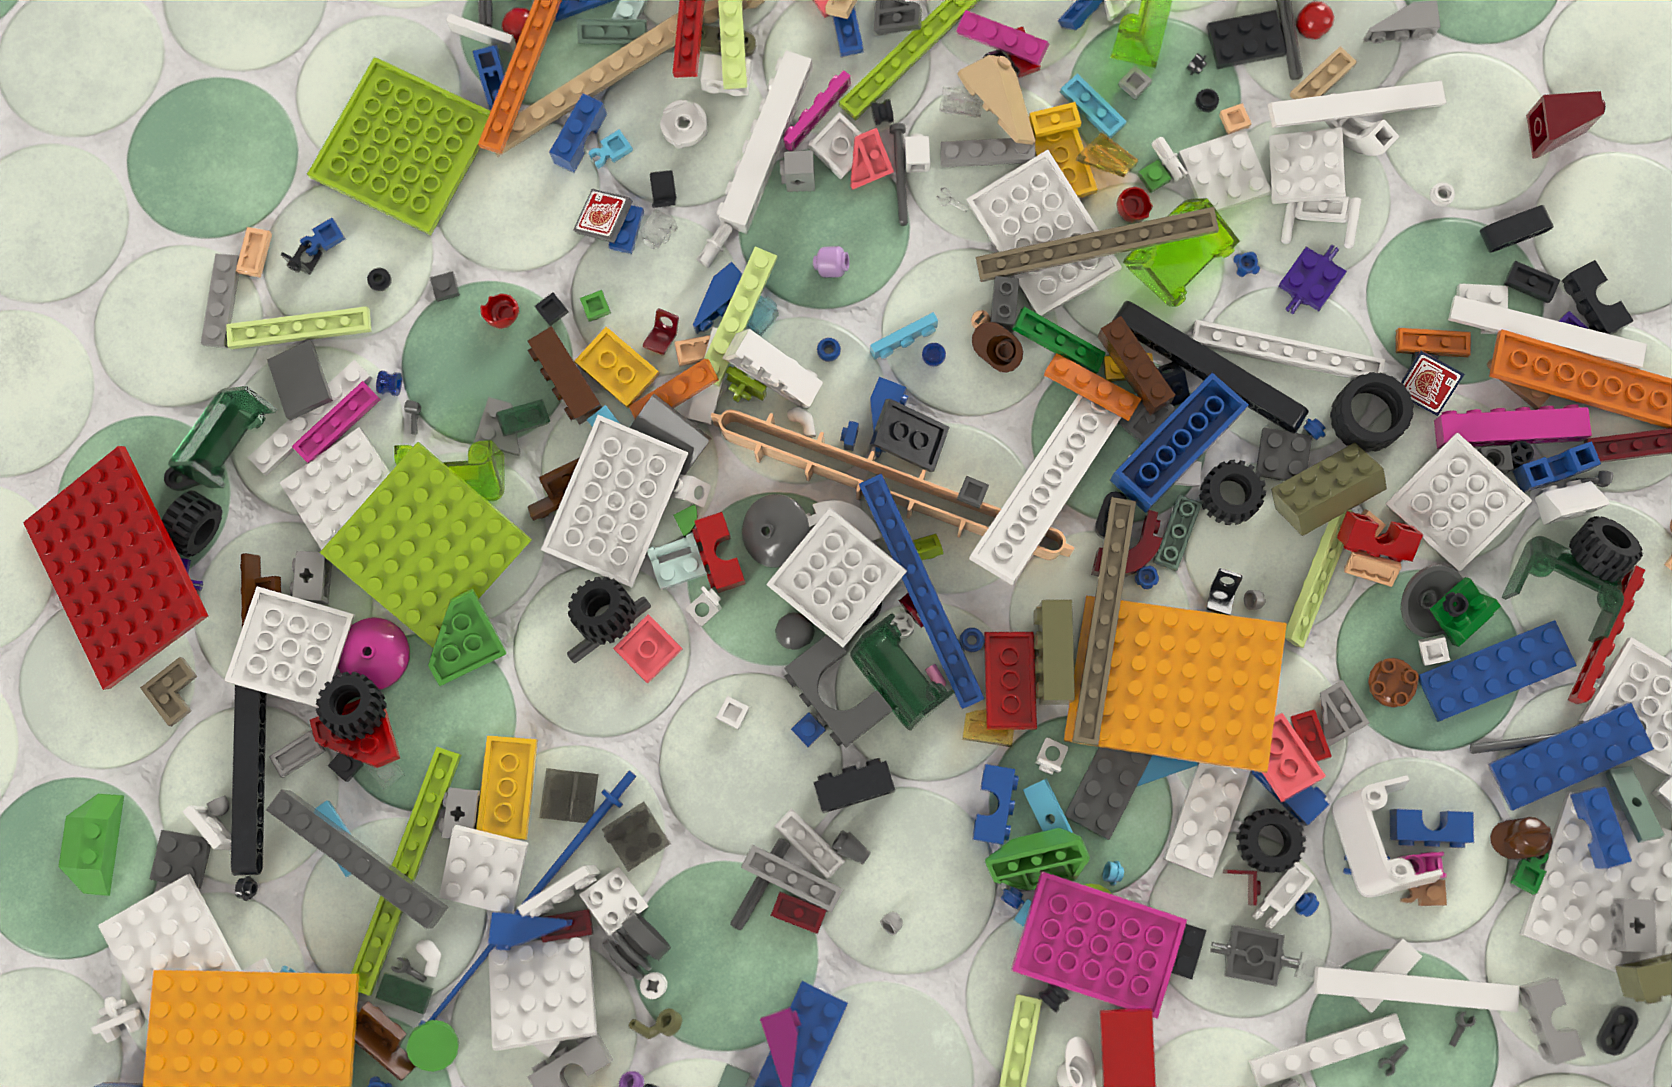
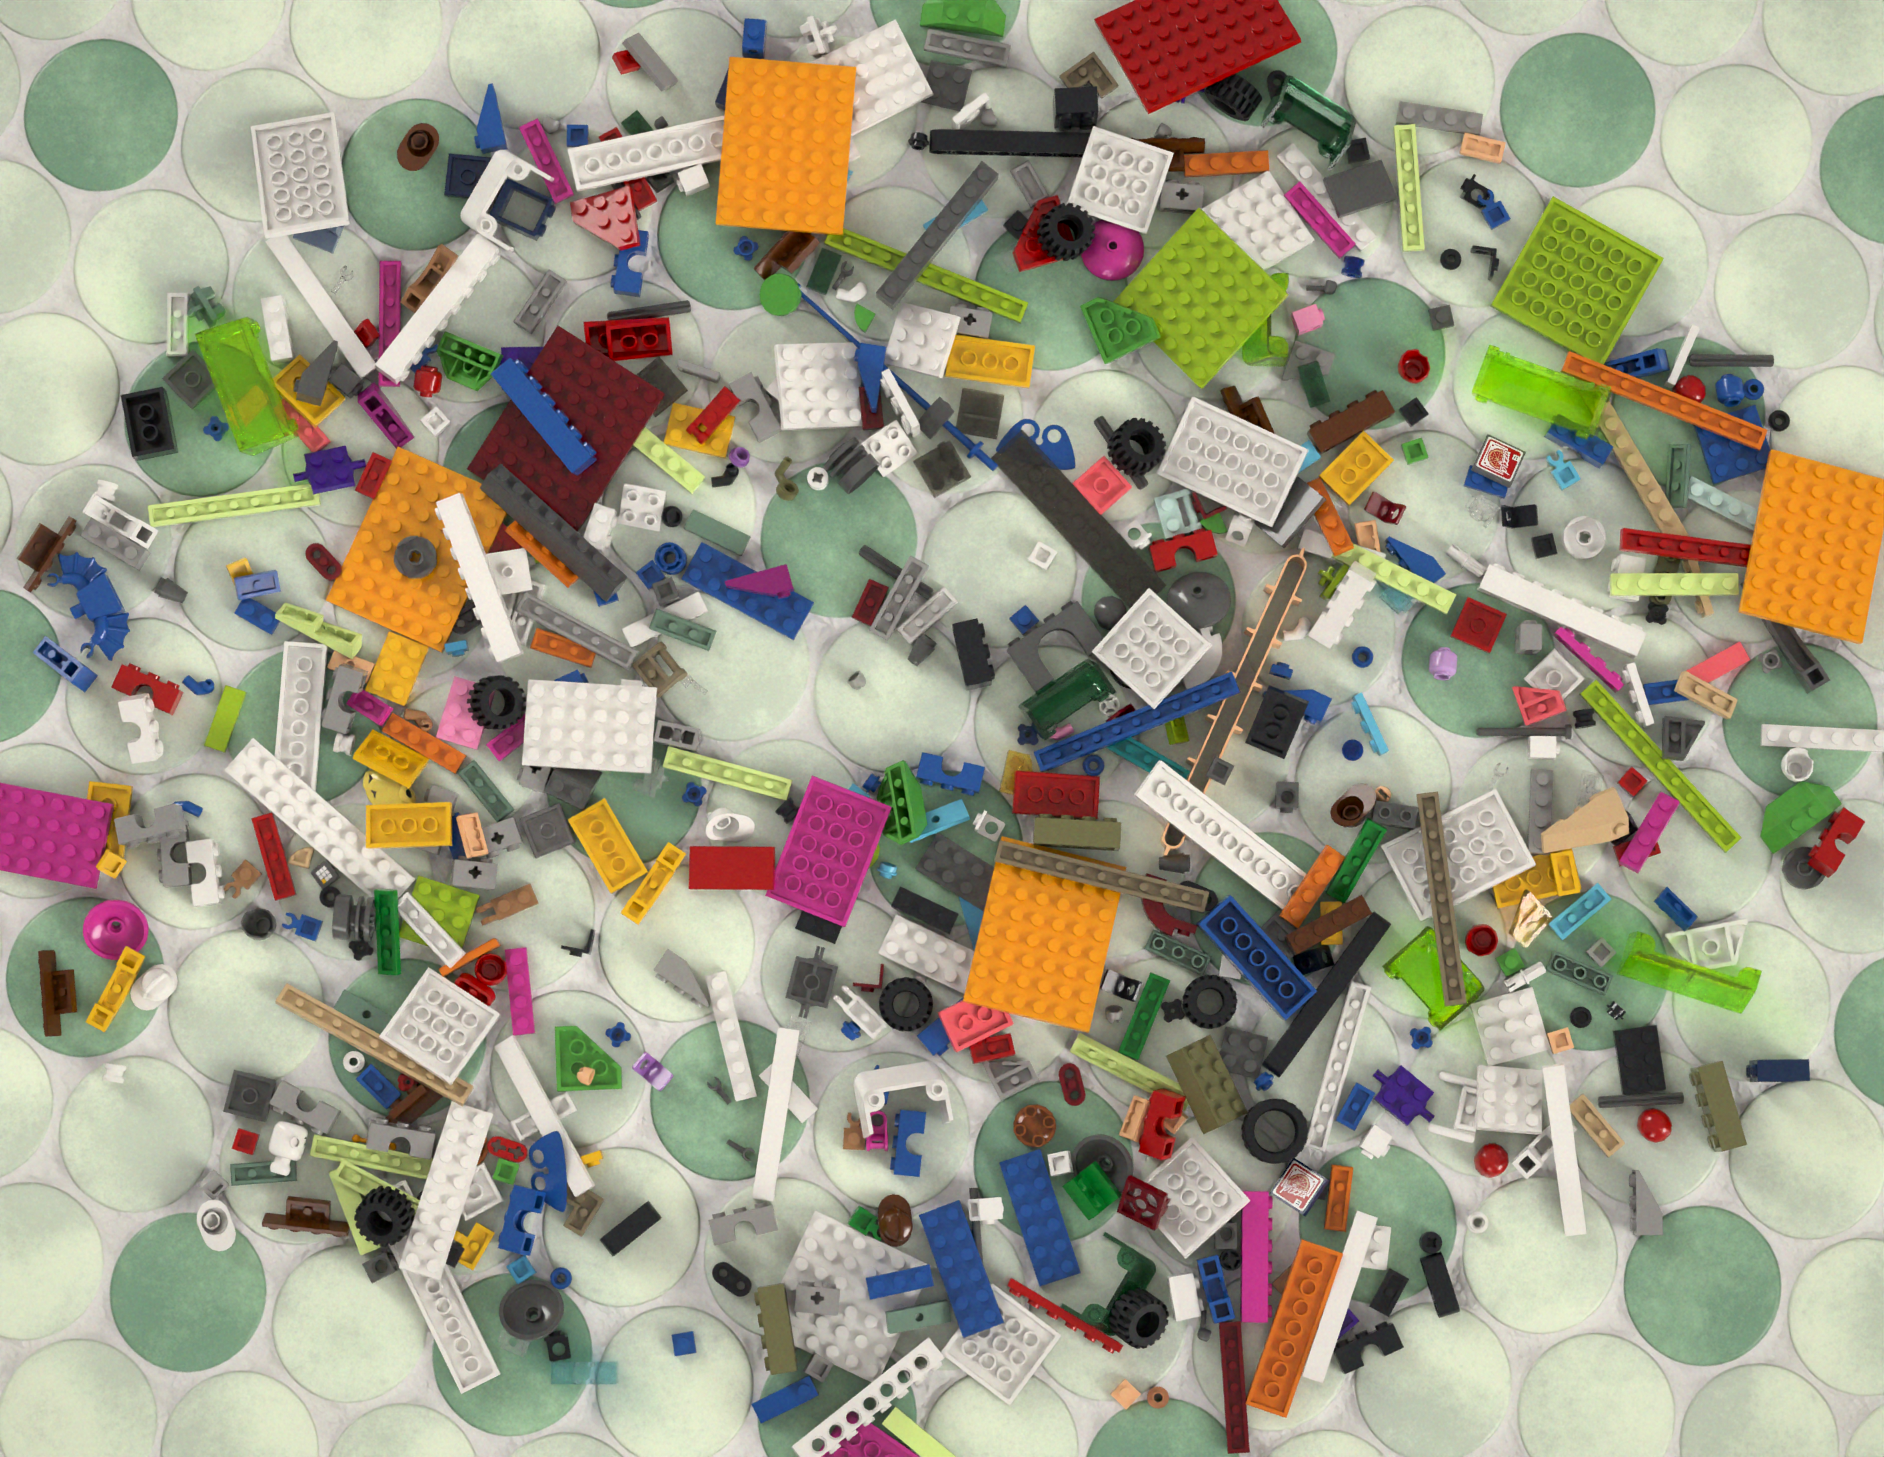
camera: 85 degrees right, 5 degrees up
(135, 837) = (967, 47): none -> light grey plate
(202, 703) = (1075, 108): none -> black brick
(234, 603) = (1162, 132): none -> light grey hinge
(258, 383) = (1358, 151): none -> black plate
(272, 530) = (1226, 163): none -> orange plate
(380, 233) = (1494, 262): none -> black bracket
(449, 429) = (1307, 319): none -> bright pink brick
(458, 942) = (863, 317): none -> bright green tile
(525, 168) = (1541, 392): none -> clear neon green windscreen
(575, 847) = (935, 417): none -> dark grey slope
(610, 739) = (1059, 453): none -> blue piece
(668, 537) = (1199, 507): none -> dark red bracket
(689, 675) = (1076, 519): none -> clear smoke plate
(695, 164) = (1544, 546): none -> black plate
(764, 39) = (1661, 618): none -> black plate
(786, 227) = (1478, 625): none -> red plate
(853, 58) = (1637, 695): none -> white plate
(946, 722) = (1023, 739): none -> dark blue plate
(947, 60) = (1632, 782): none -> red plate
(960, 578) = (1144, 756): none -> teal plate
(983, 429) = (1293, 789): none -> dark grey brick
(1077, 537) = (1175, 863): none -> dark grey cone
(1147, 583) = (1133, 921): blue plate -> none
(1155, 115) = (1566, 968): none -> sand green tile
(1159, 825) = (924, 910): none -> black arch
(1248, 528) = (1176, 1005): none -> black plate
(1254, 565) = (1144, 1016): none -> green plate
(1331, 329) = (1355, 1106): none -> blue plate
(1340, 642) = (1072, 1084): none -> dark red plate
(1369, 305) = (1375, 1143): none -> white brick
(1372, 183) = (1491, 1160): none -> red hair
(1461, 604) = (1091, 1179): black plate -> none
(1466, 245) = (1427, 1243): none -> black wheel
(1487, 556) = (1127, 1196): none -> dark red piece
(1499, 732) = (985, 1210): none -> white brick
(1561, 119) = (1538, 1336): dark red slope -> none

